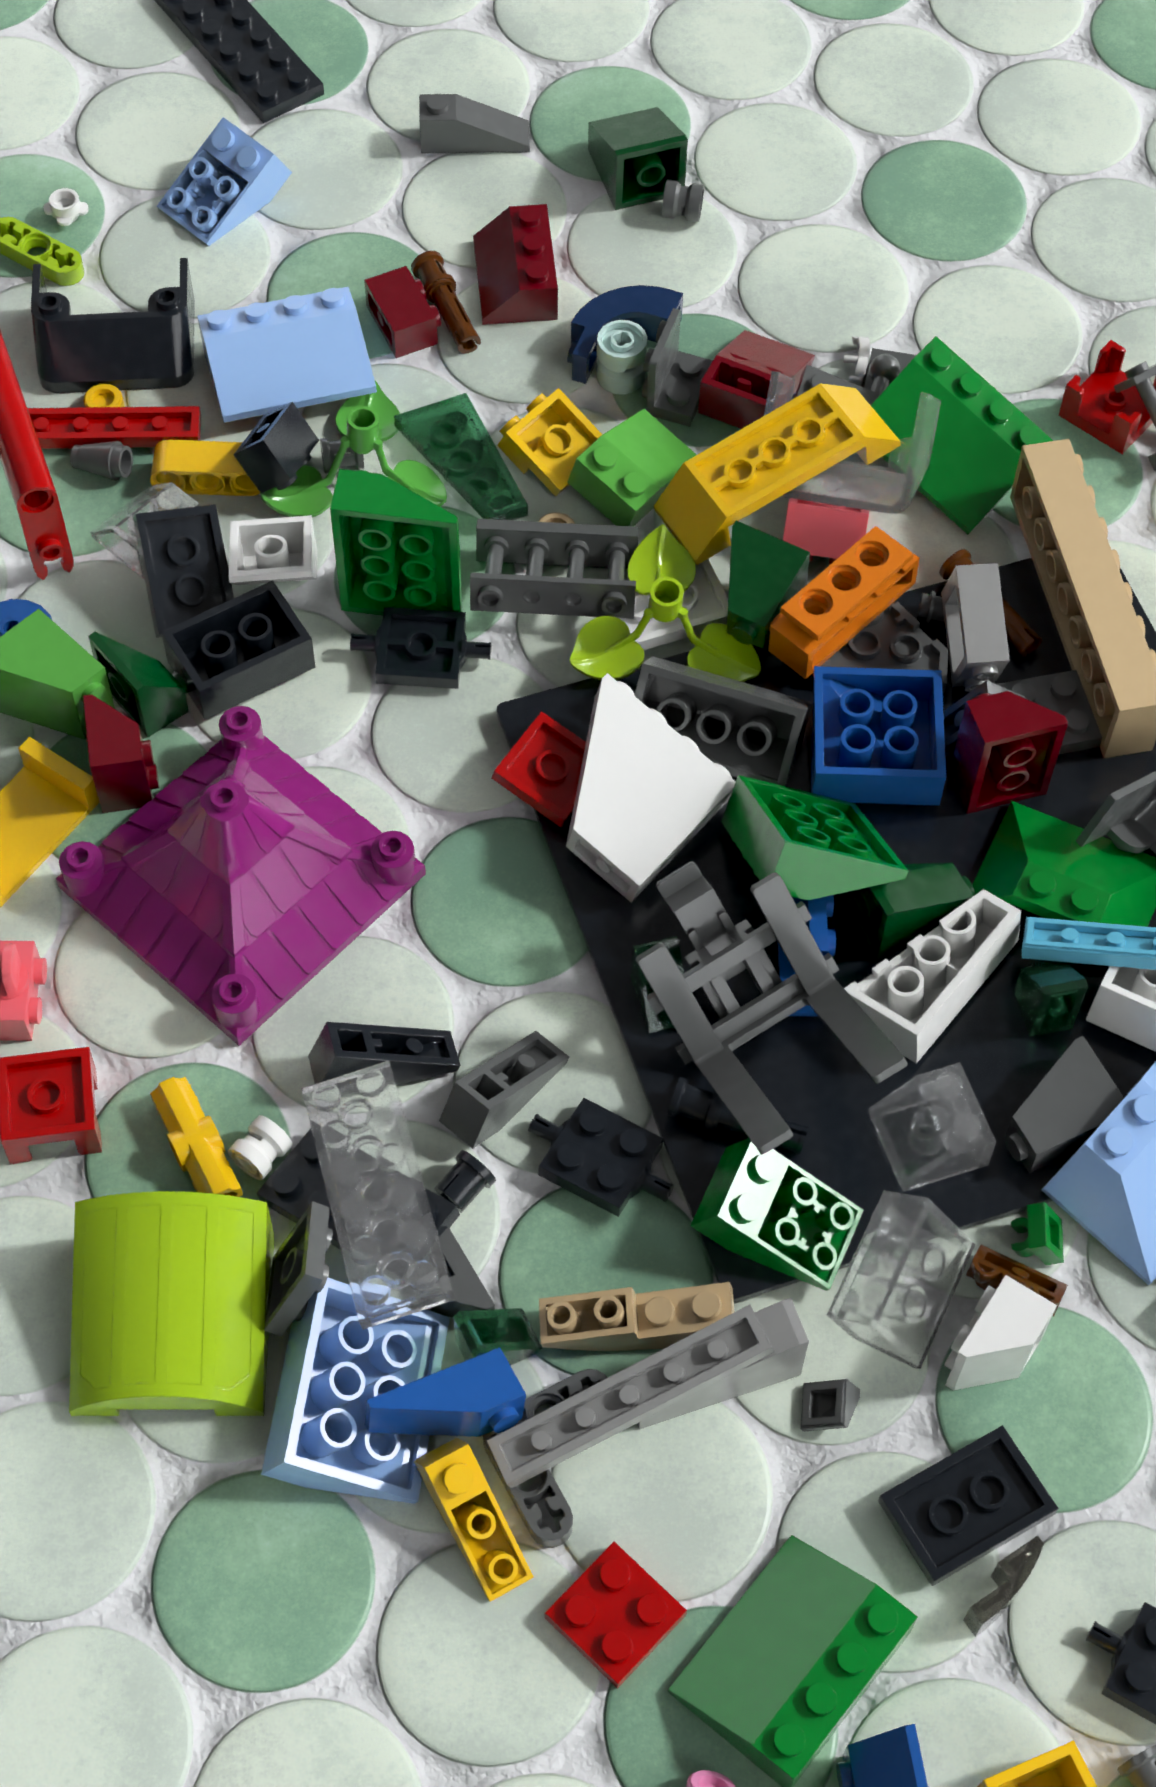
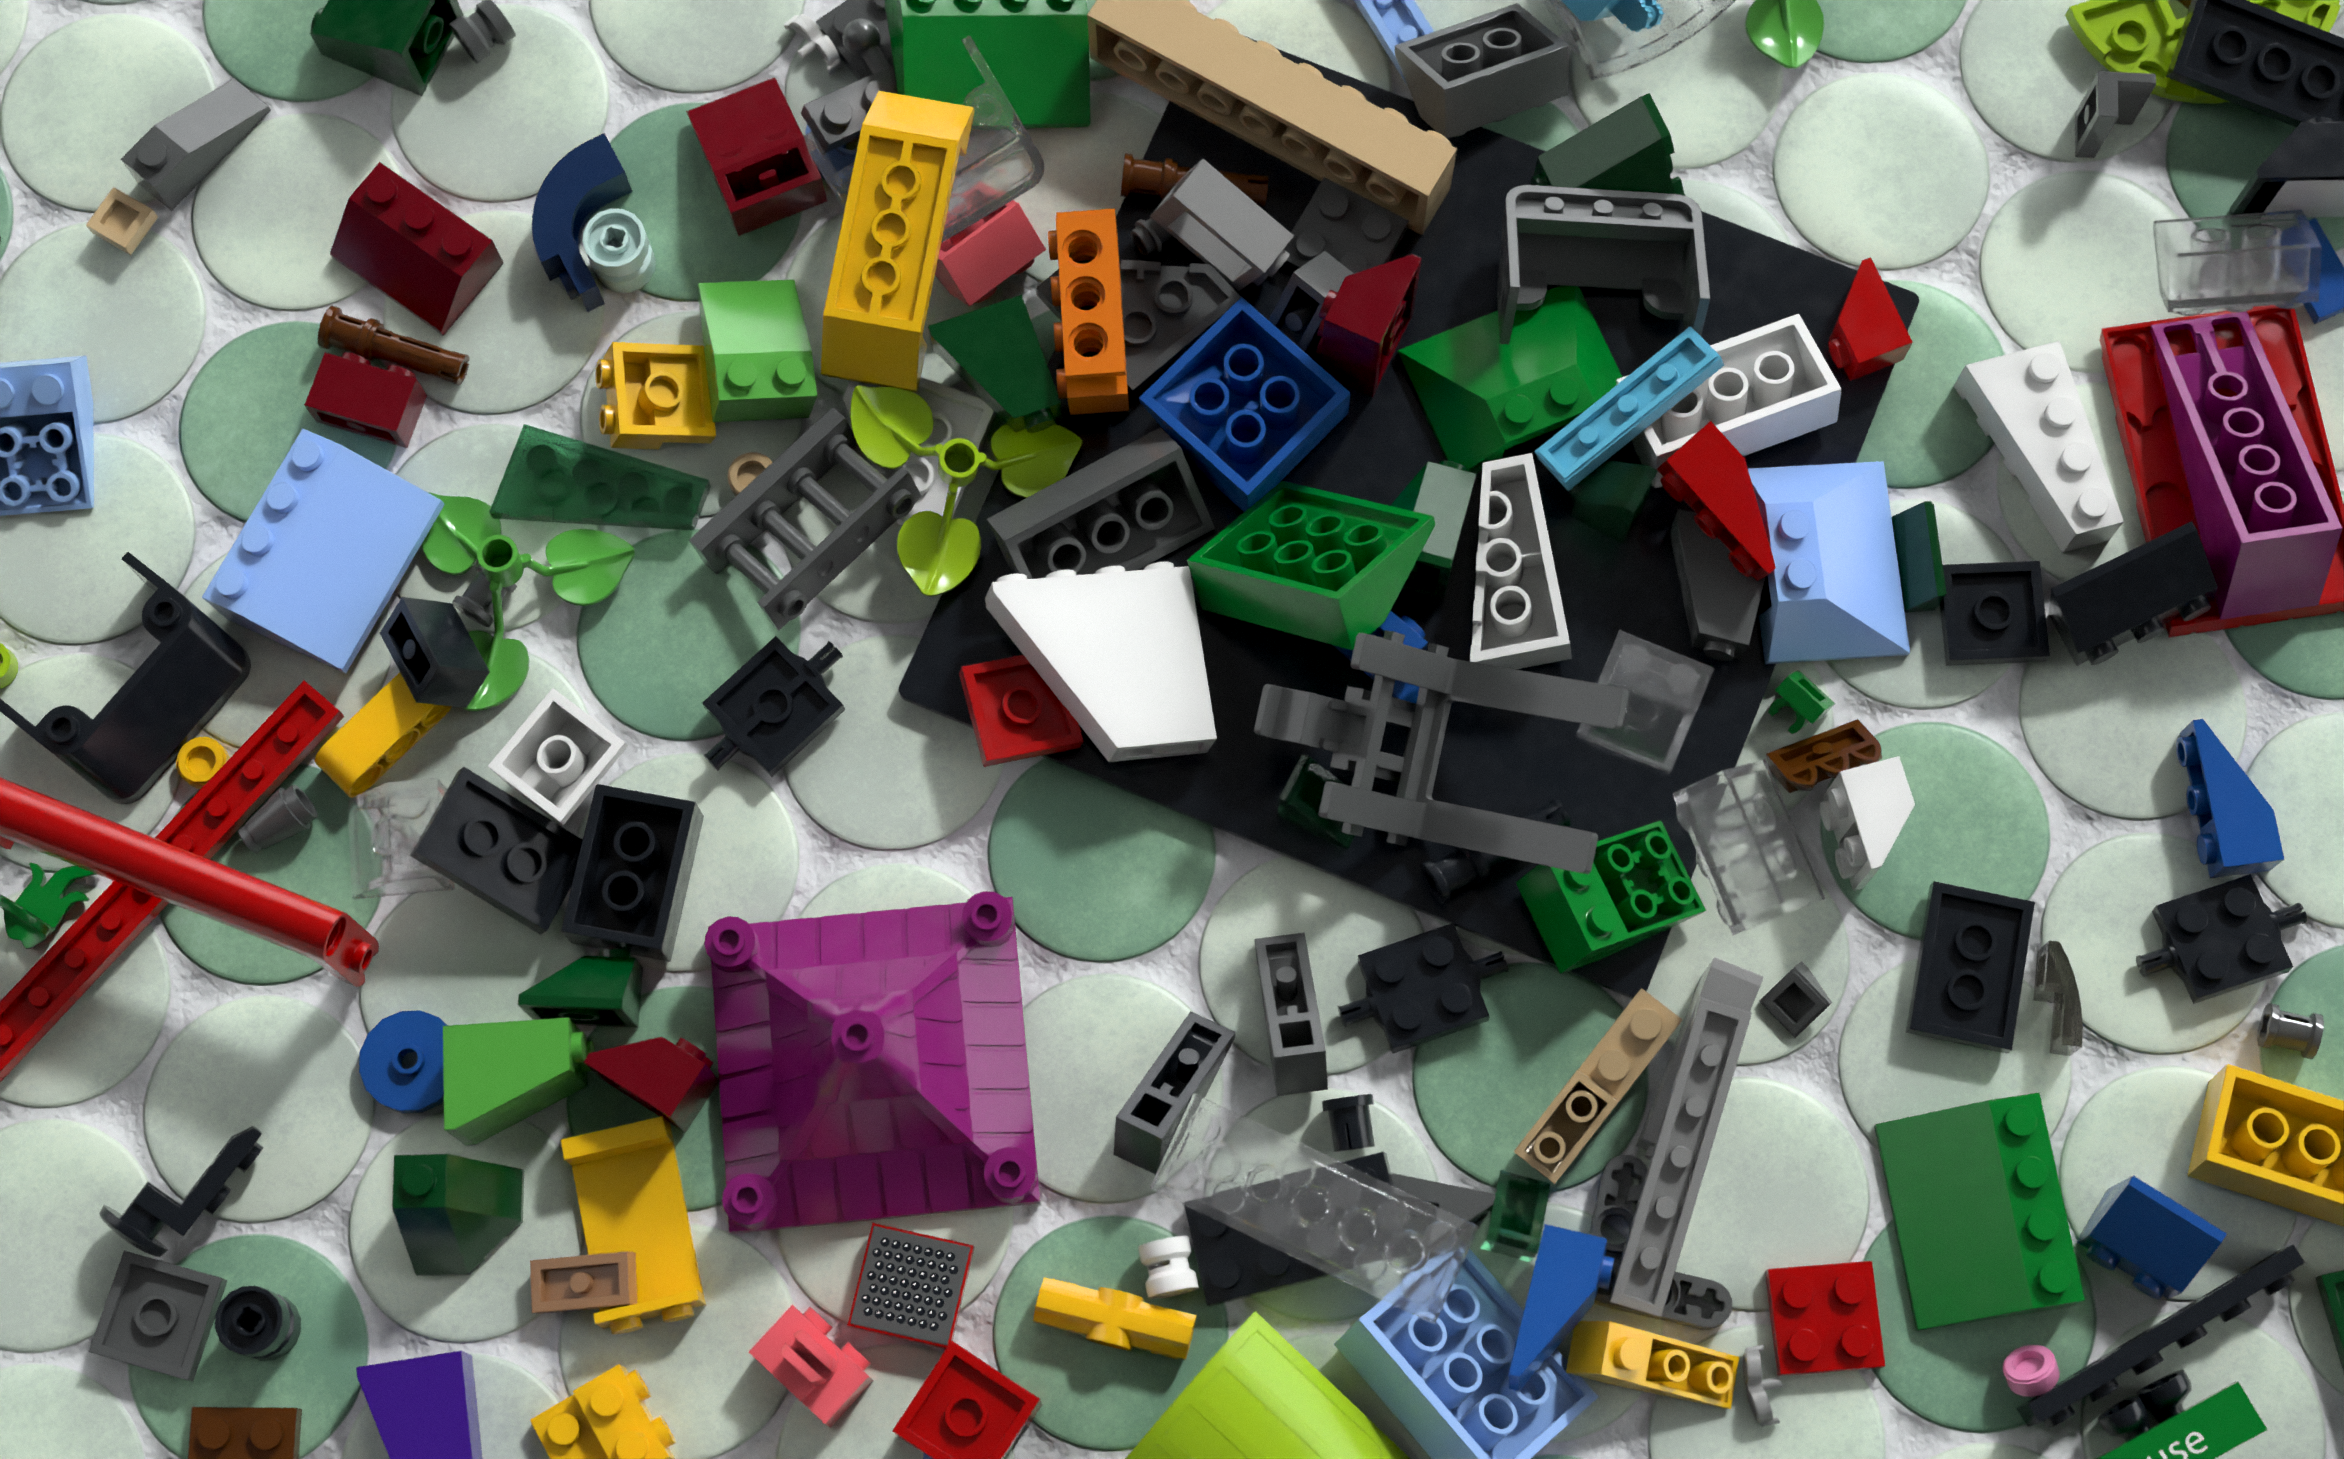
camera: 45 degrees left, 15 degrees up
(111, 1007) = (911, 1286): none -> tile
(298, 1269) = (1330, 1331): dark grey plate -> none
(389, 131) = (122, 221): none -> tan plate
(393, 547) = (678, 650): green slope -> none
(521, 1604) = (1756, 1386): none -> light grey piece
(672, 375) = (687, 223): dark grey bracket -> none
(1118, 1028) = (1719, 490): none -> red slope

